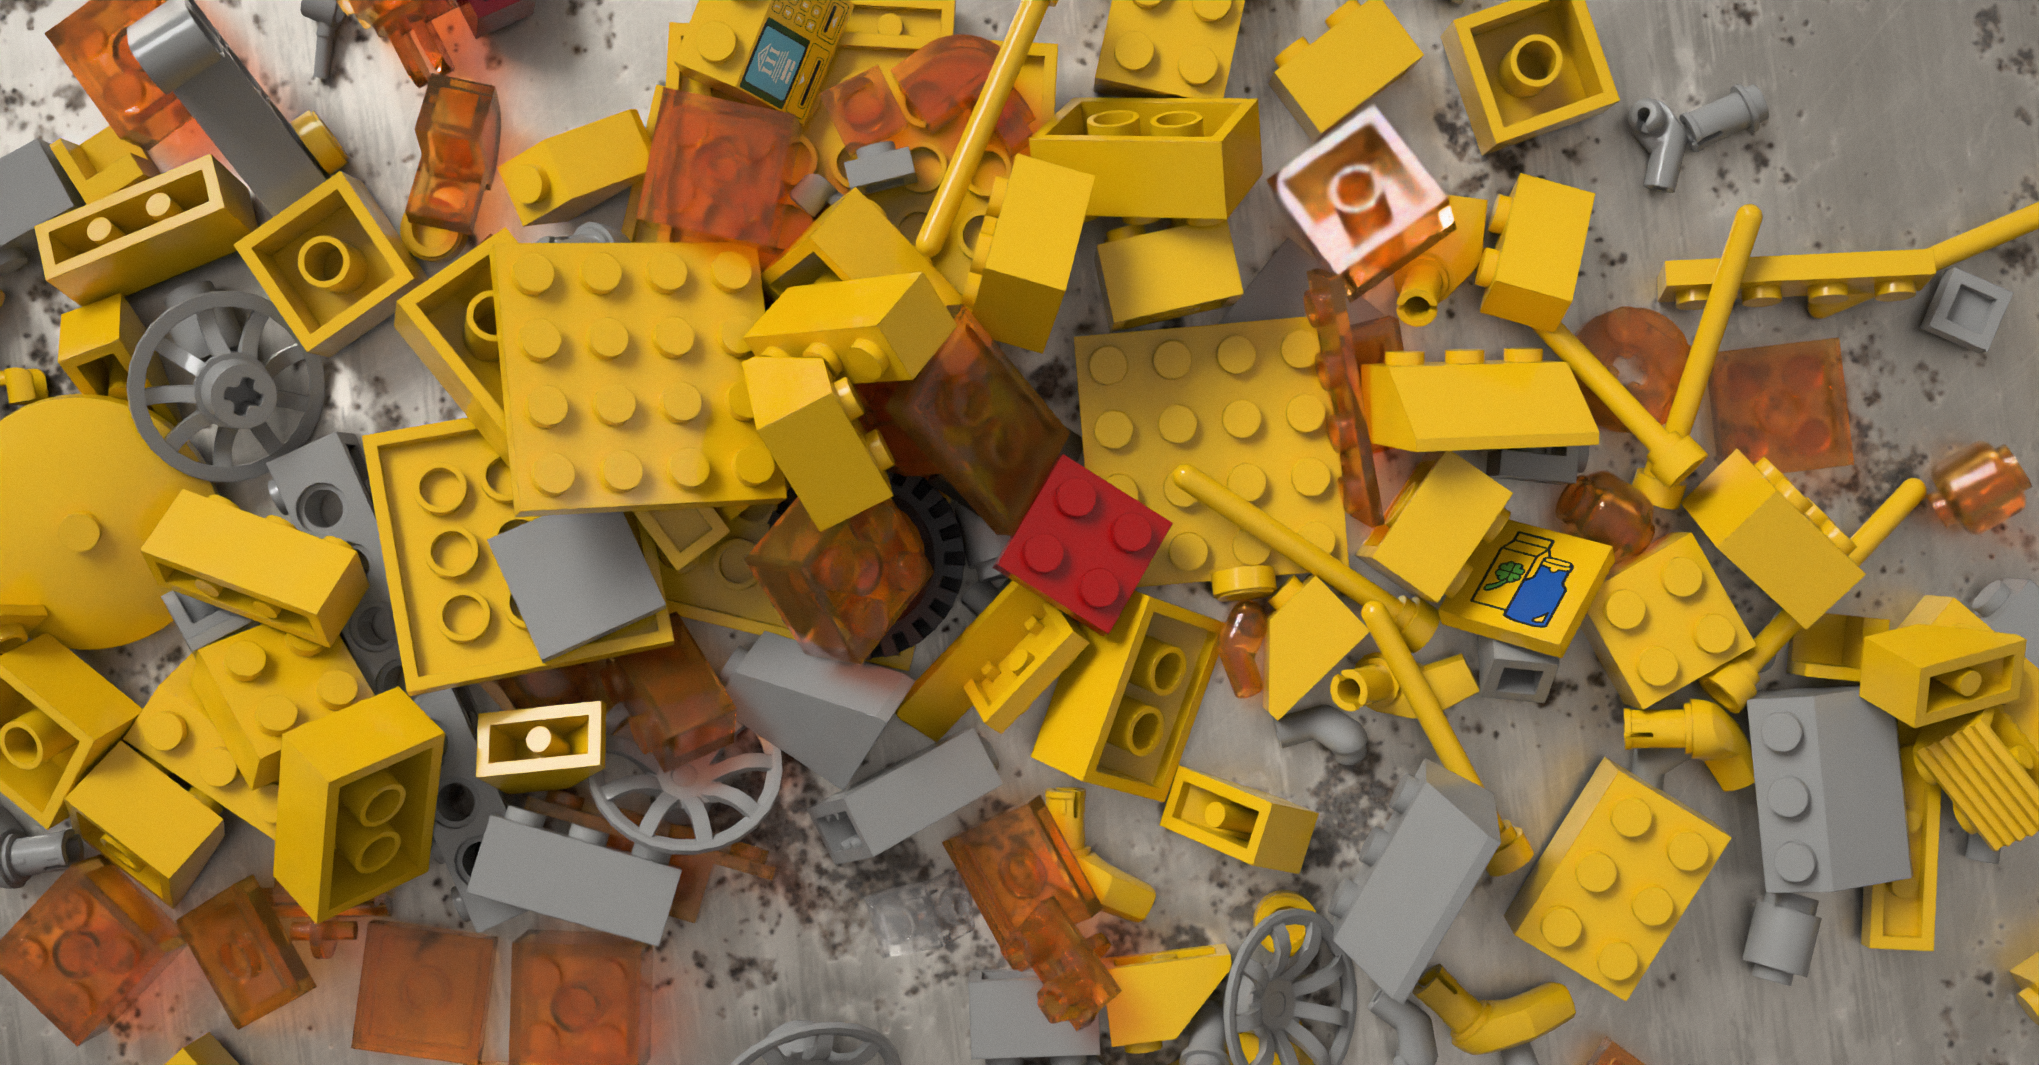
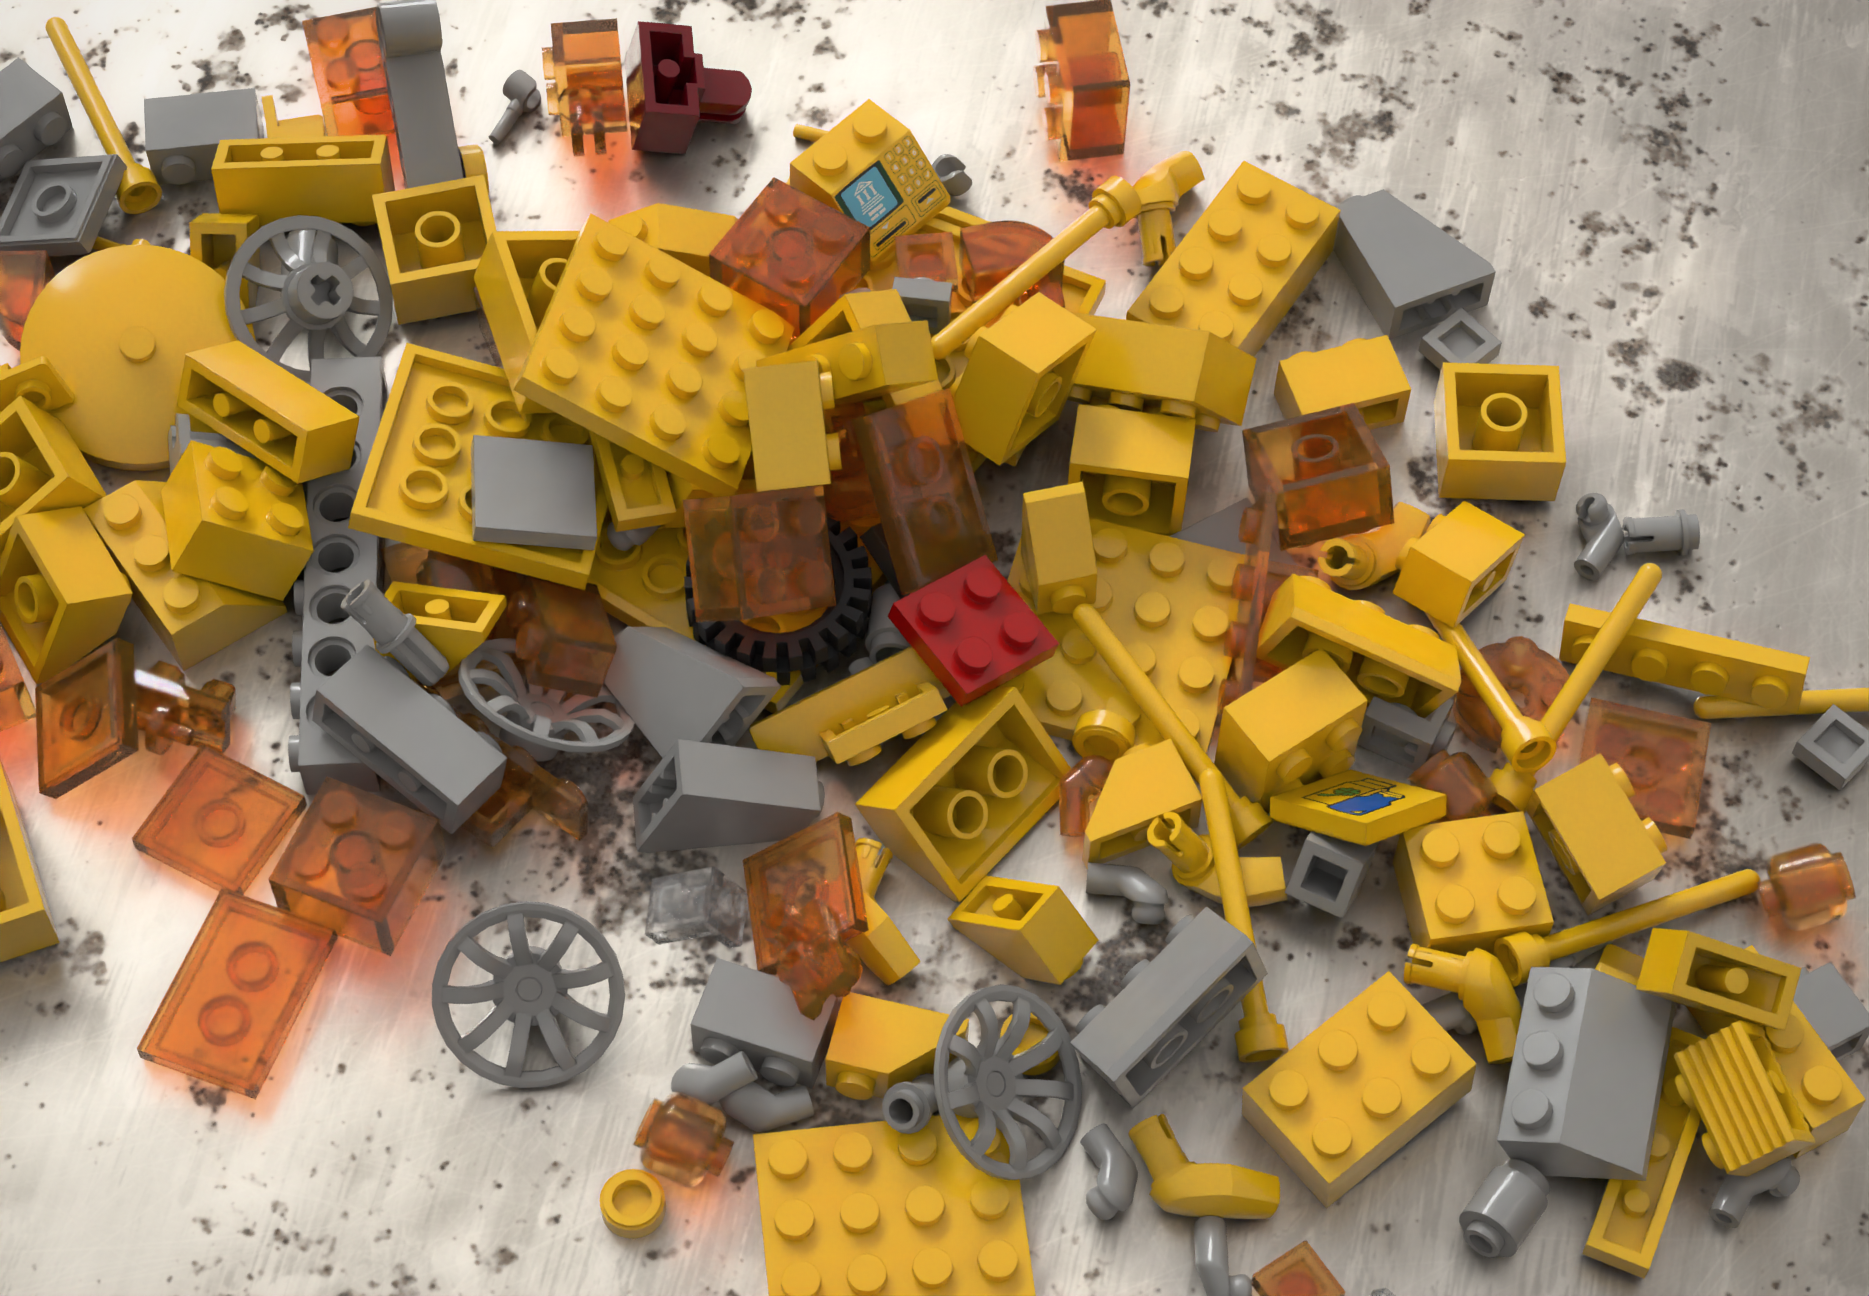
camera: 25 degrees right, 30 degrees down
(356, 803) = (256, 604): yellow brick -> none
(459, 152) = (585, 183): clear orange brick -> none
(512, 796) = (395, 632): none -> light grey axle
(1139, 424) = (1058, 548): none -> yellow slope

